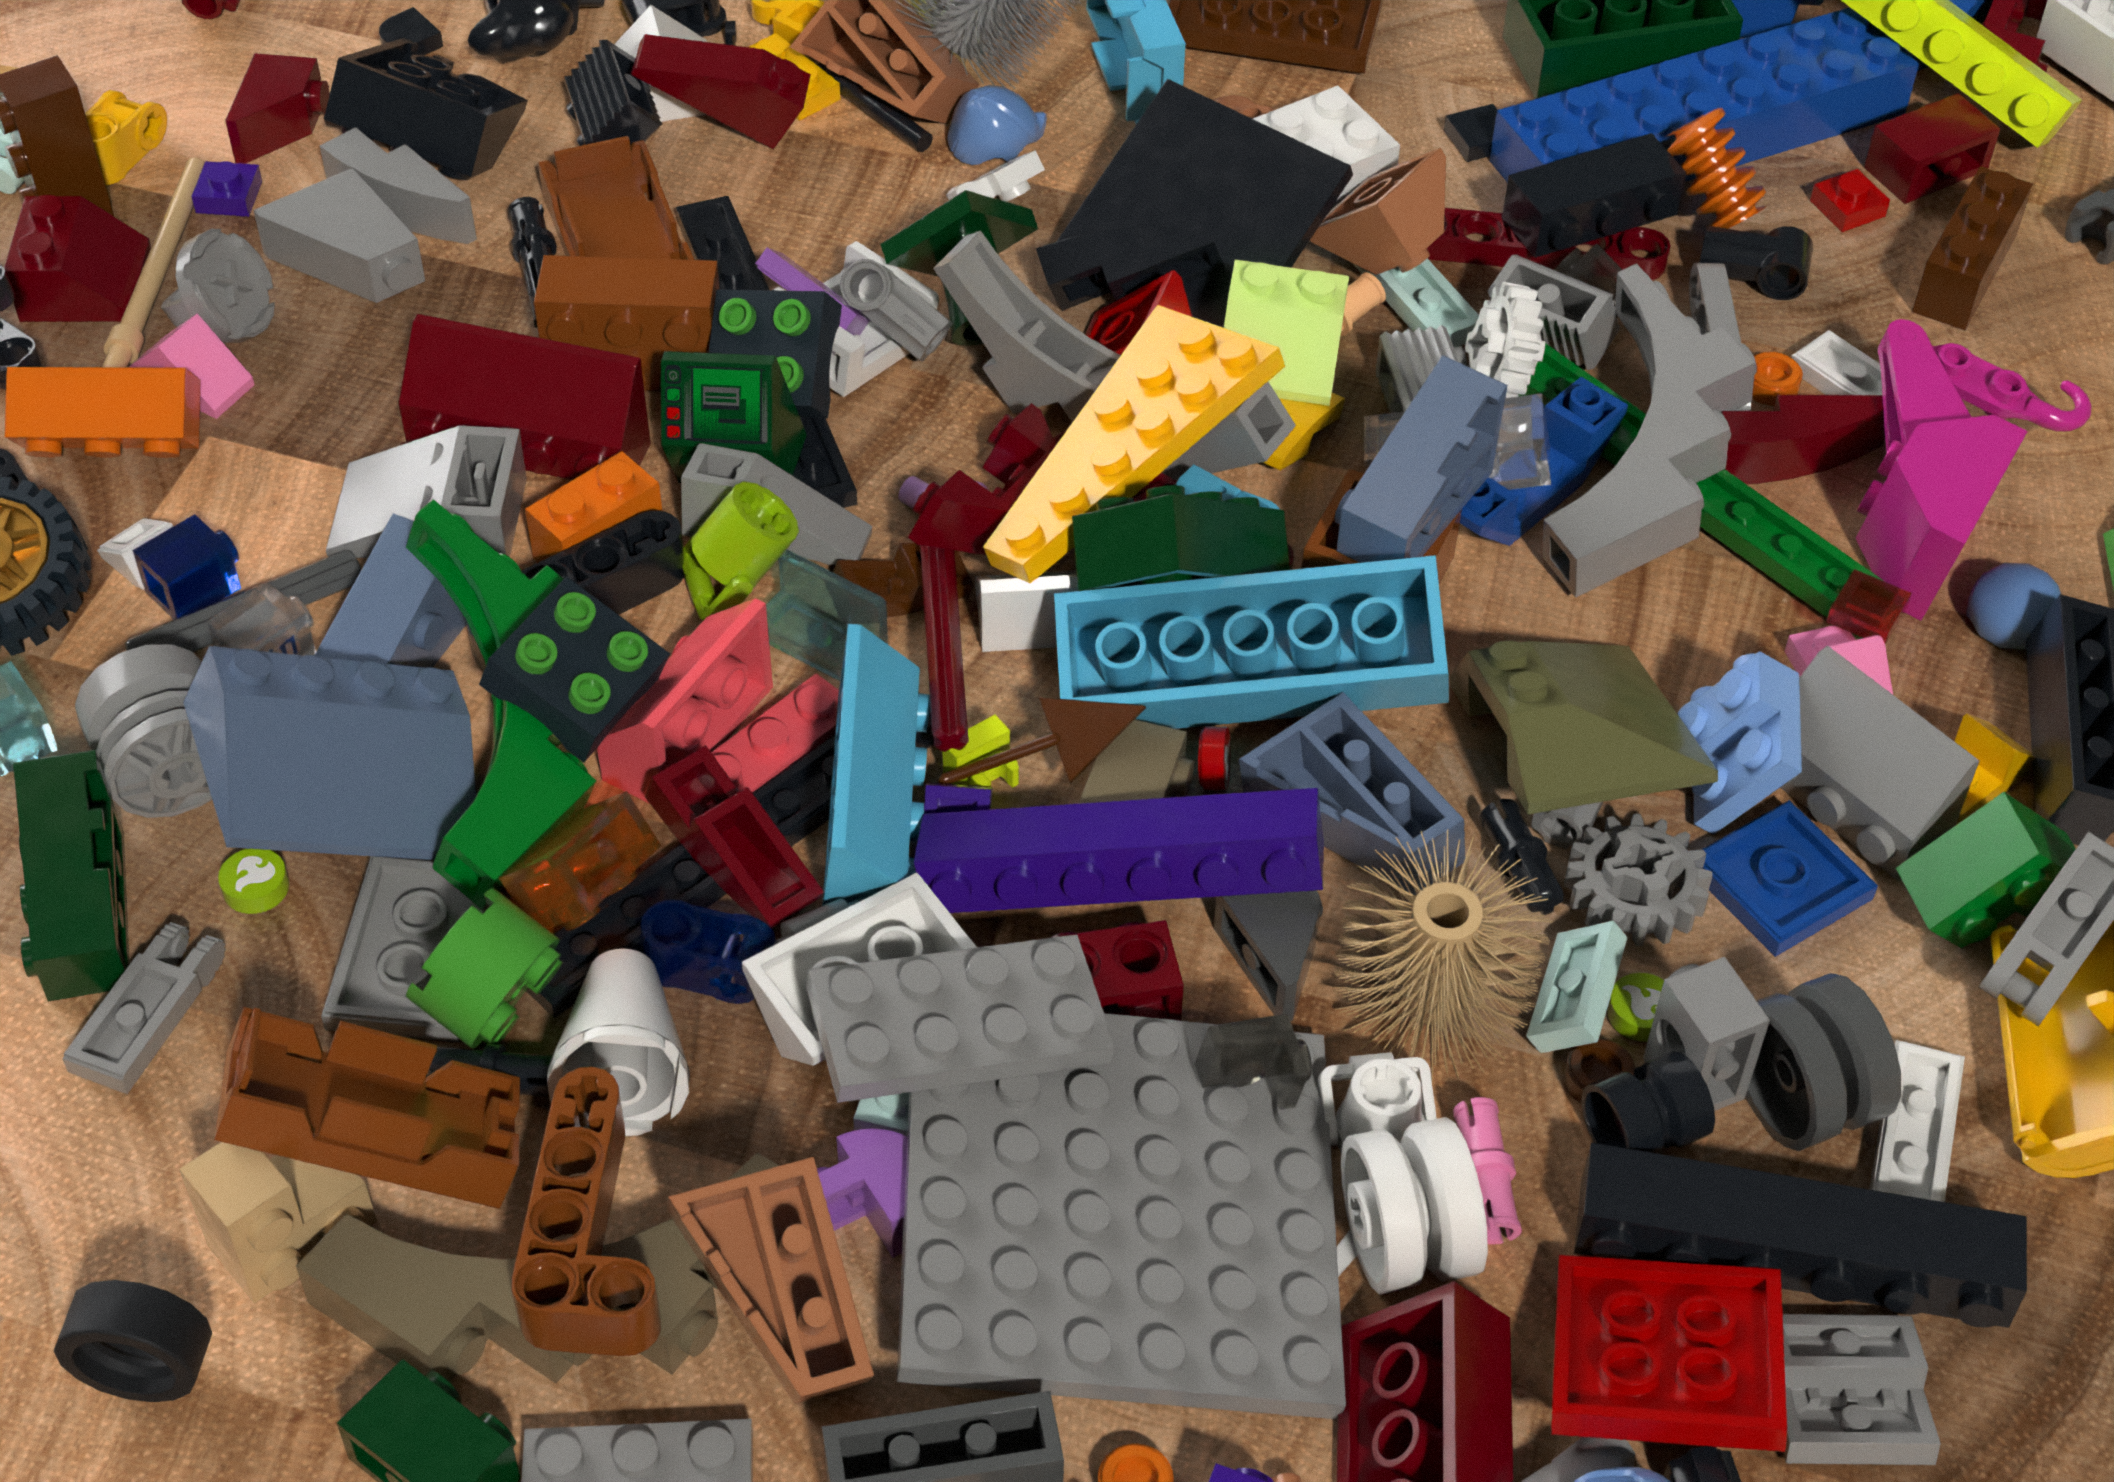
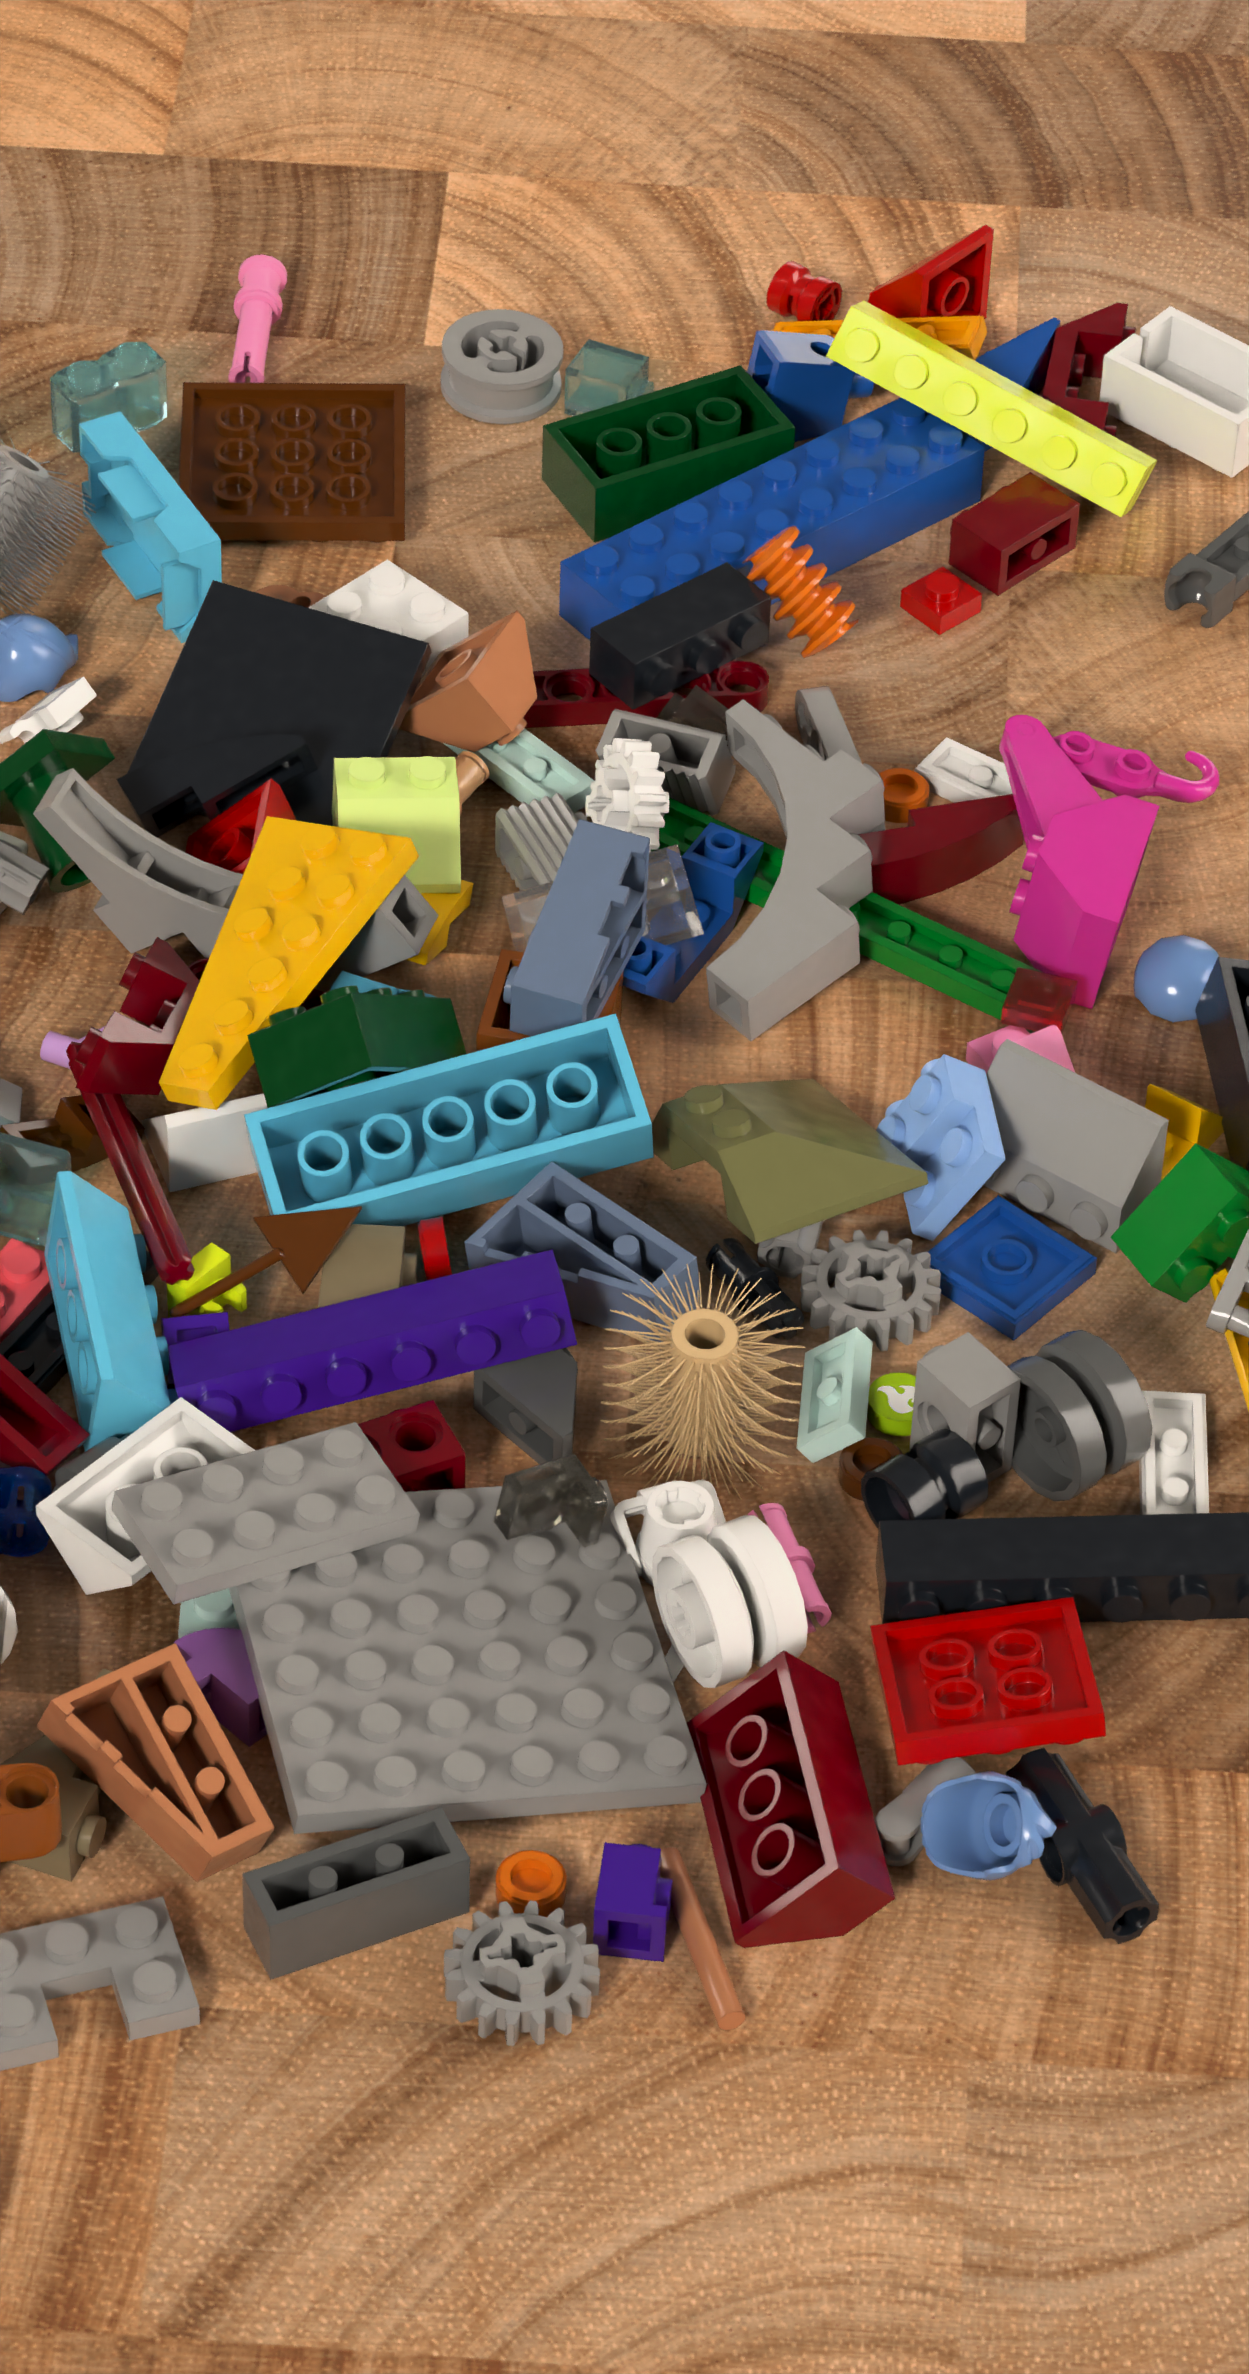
camera: 15 degrees left, 5 degrees down
(1472, 131) = (536, 586): black tile -> none
(1773, 261) = (878, 674): black piece -> none
(1856, 1391) = (1161, 1690): light grey slope -> none
(1972, 248) = (1074, 631): reddish brown brick -> none

